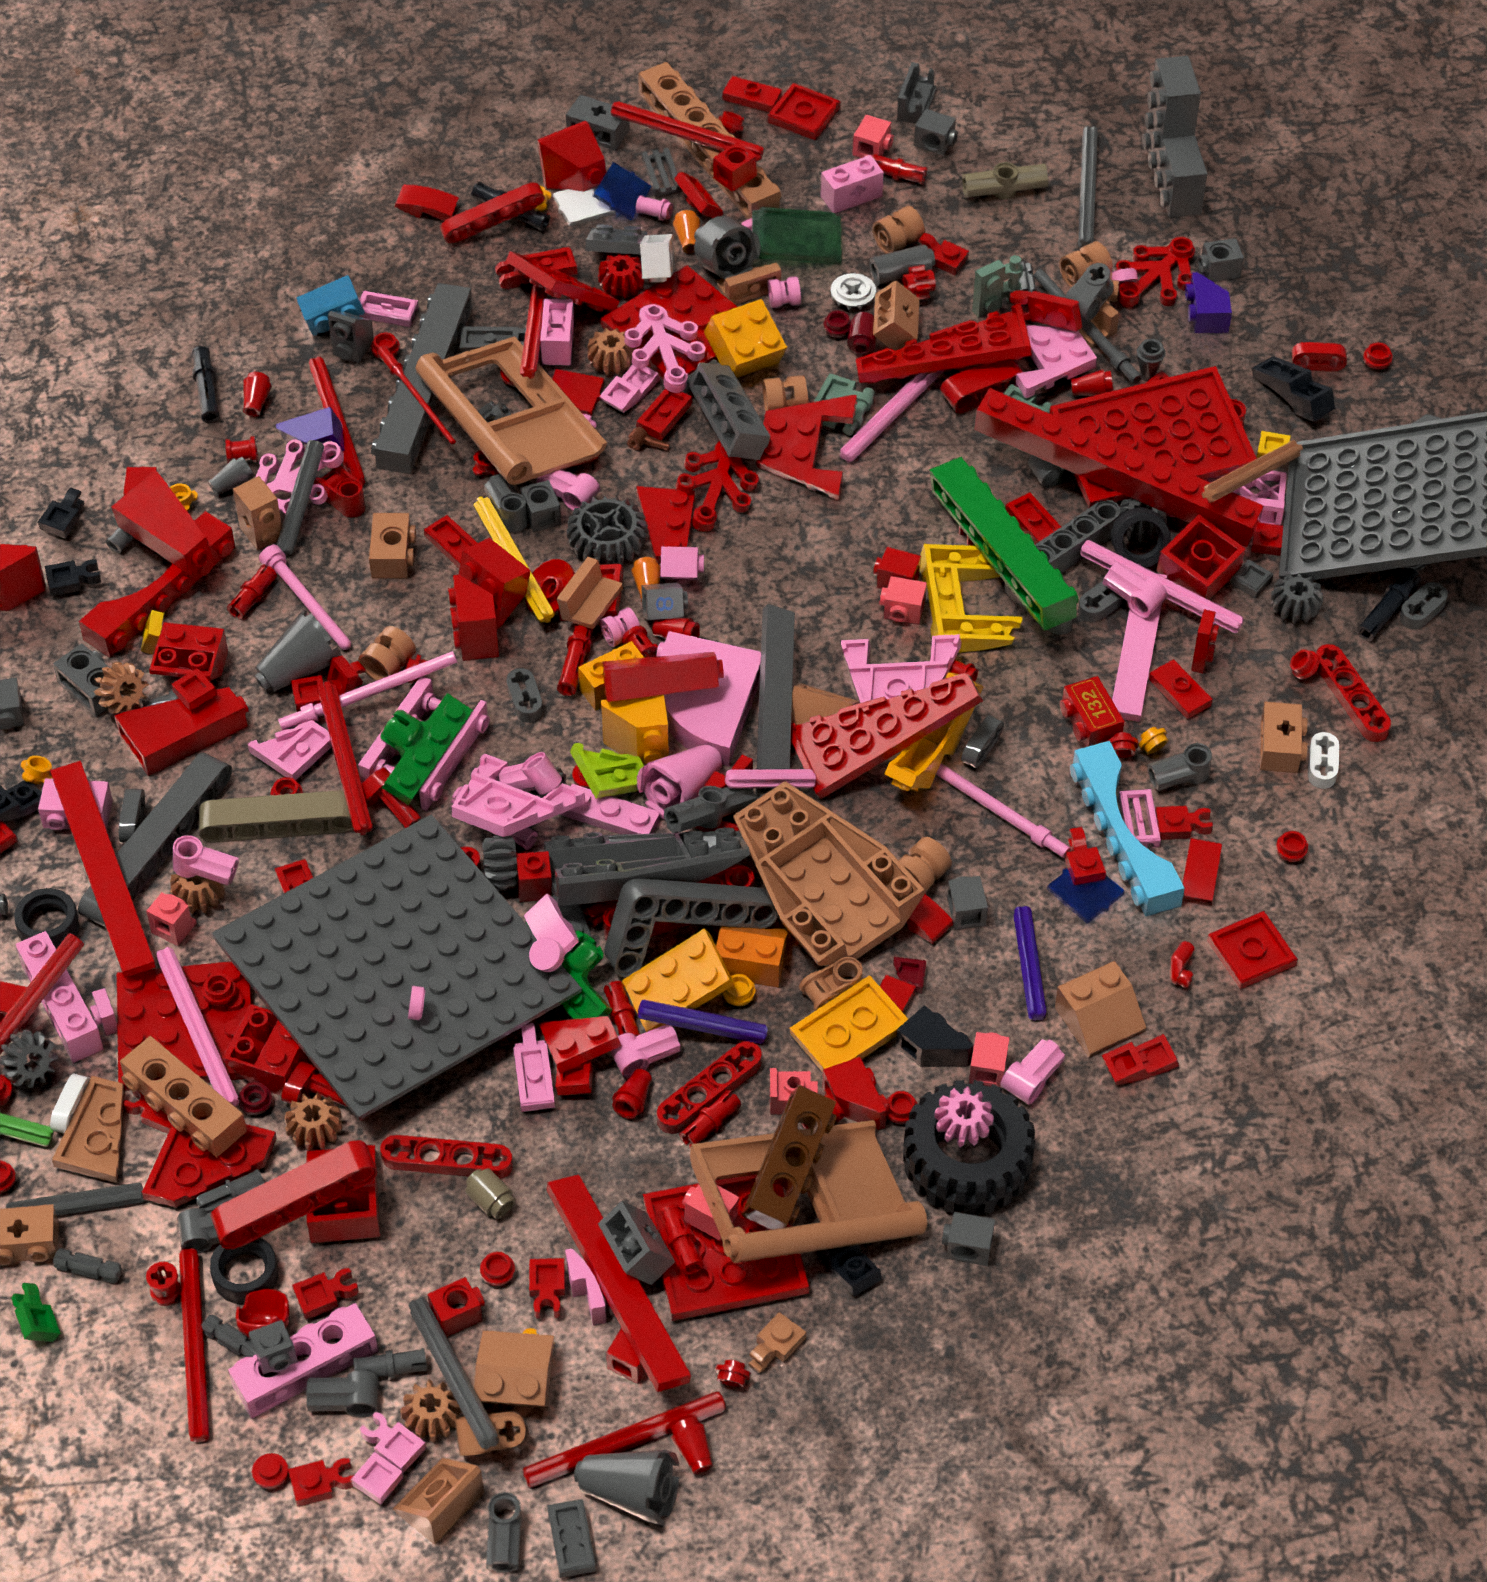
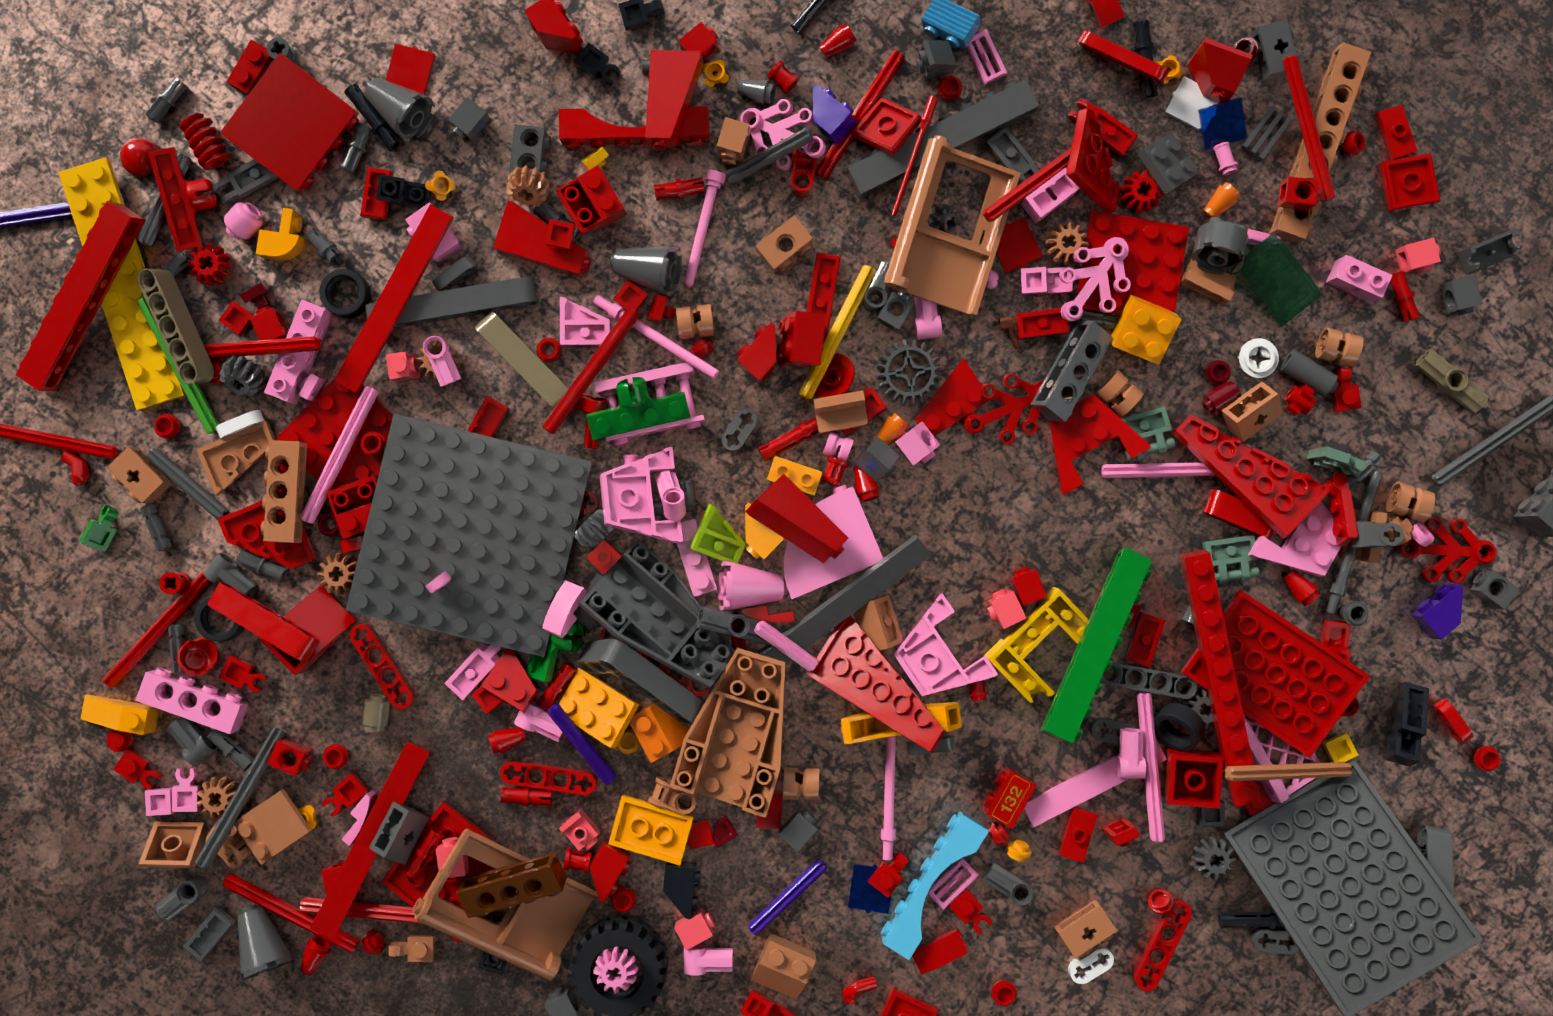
camera: 55 degrees right, 35 degrees up
(255, 1432) = (120, 714): none -> light orange slope
(273, 1347) = (172, 689): dark grey bracket -> none
(369, 402) = (886, 126): none -> red tile
(546, 954) = (539, 625): bright pink tile -> none
(657, 257) = (1172, 207): white brick -> none
(698, 196) = (1261, 181): red plate -> none
(702, 1338) = (366, 910): none -> red axle
(784, 292) = (1210, 314): bright pink wheel -> none

